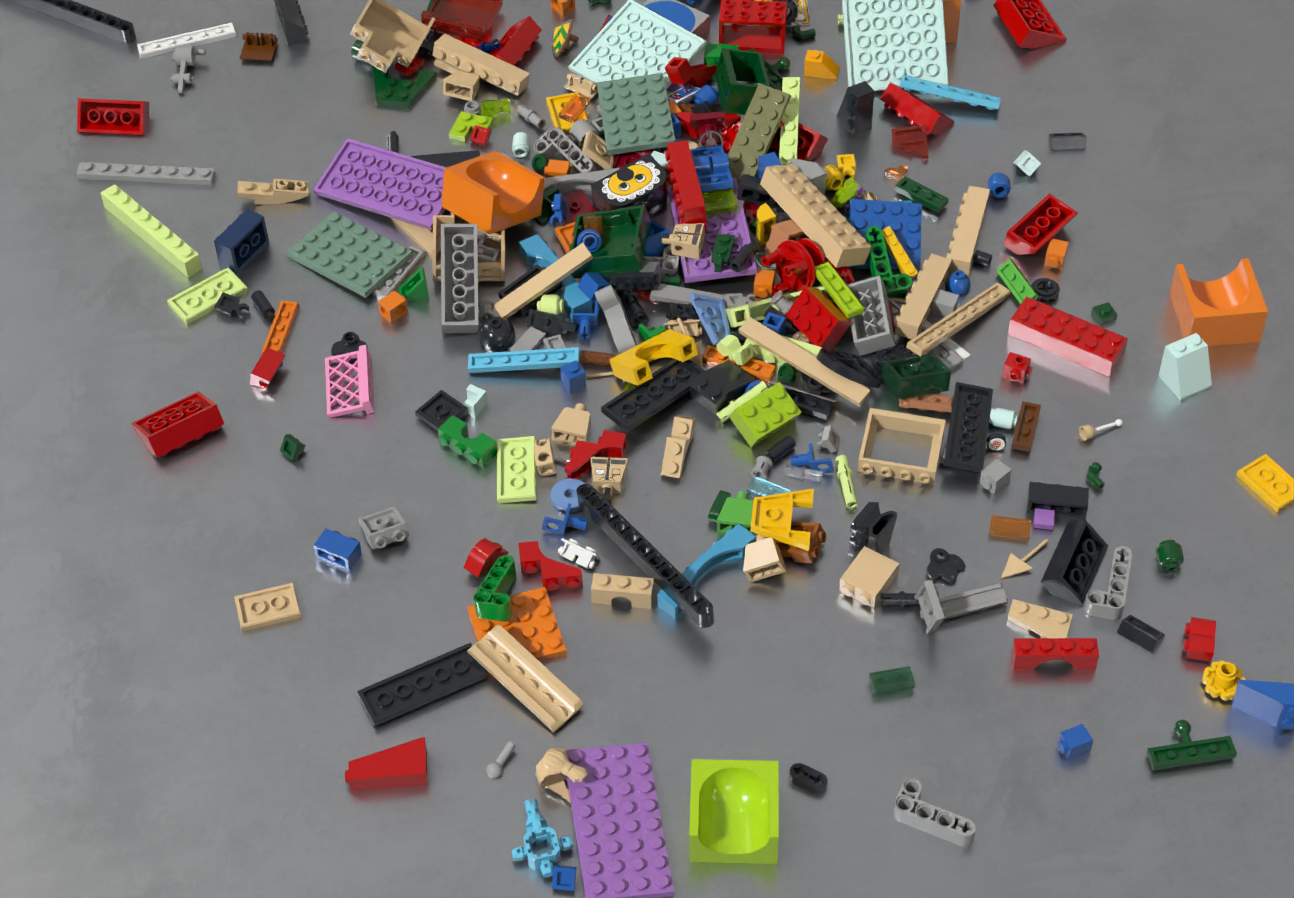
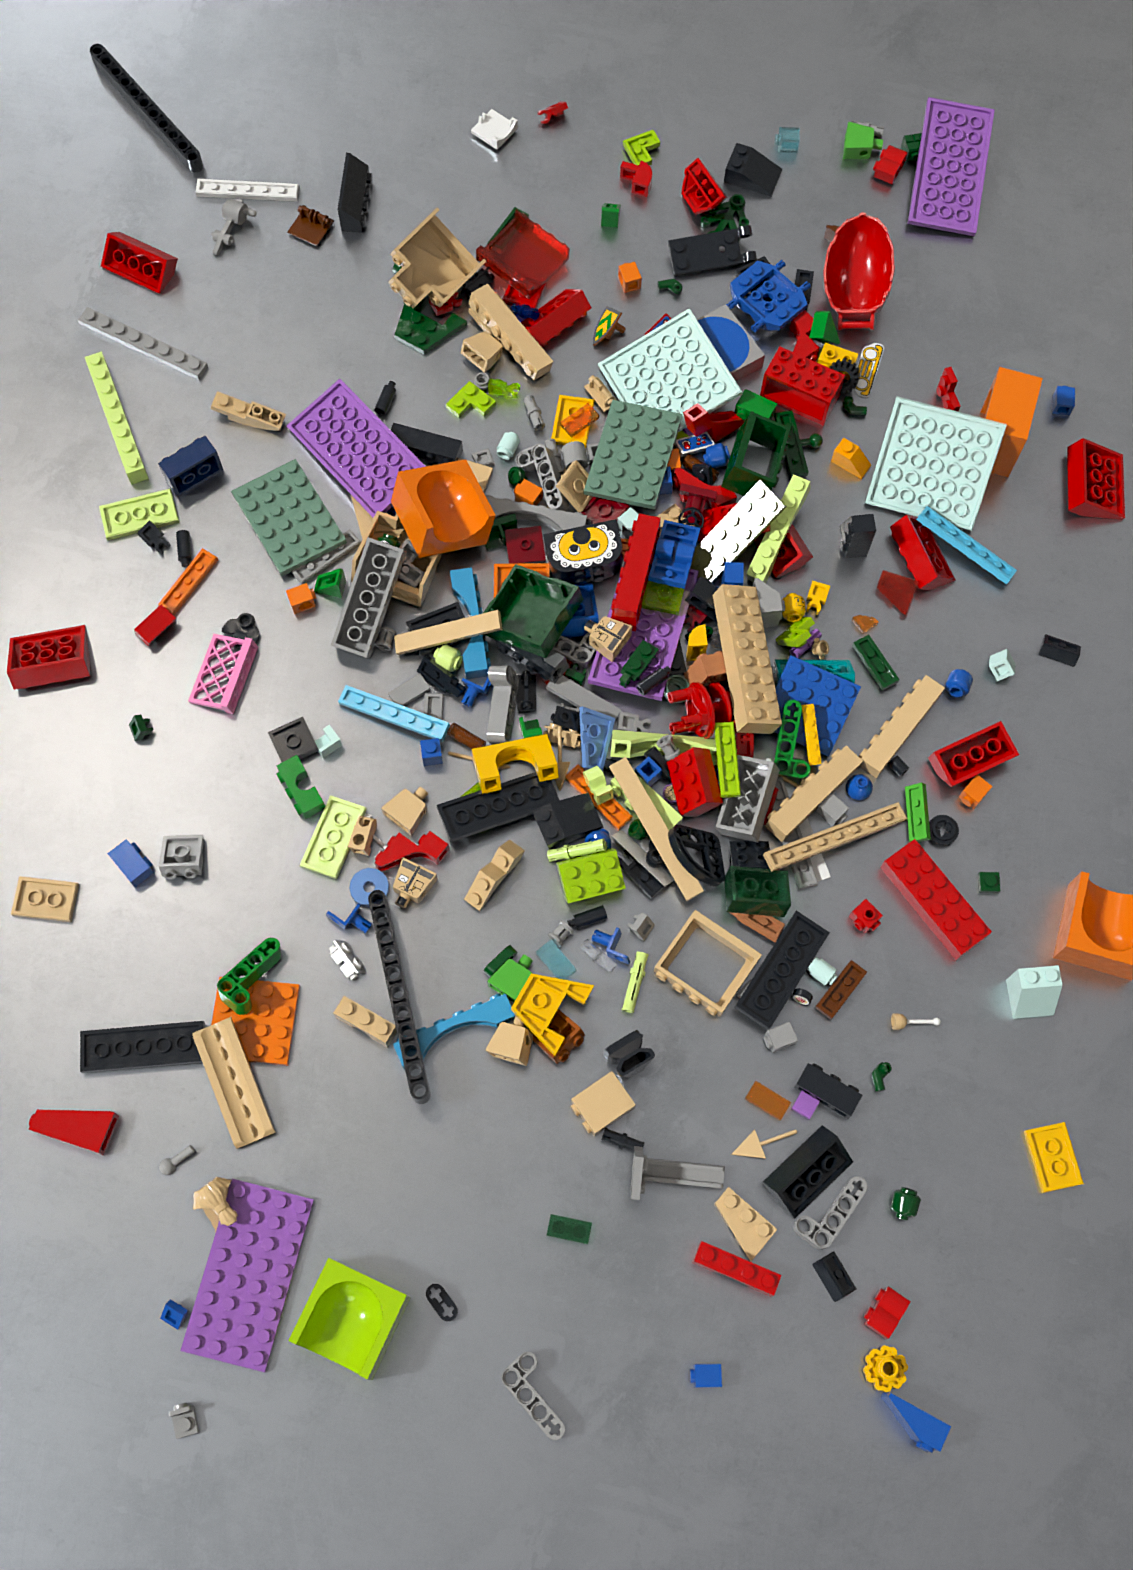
camera: 20 degrees right, 20 degrees up
(480, 135) = (474, 418): red tile -> none
(483, 557) = (257, 928): red brick -> none
(497, 334) = (384, 671): black cylinder -> none
(537, 832) = (172, 1253): medium azure piece -> none
(554, 573) = (310, 974): red arch -> none
(559, 206) = (506, 545): blue plate -> none
(590, 239) = (512, 601): blue brick -> none
(591, 283) = (495, 653): blue brick -> none
(594, 223) = (524, 583): clear orange tile -> none
(763, 283) = (665, 713): orange brick -> none
(945, 567) = (682, 1122): black plate -> none
(1190, 751) = (812, 1434): dark green plate -> none

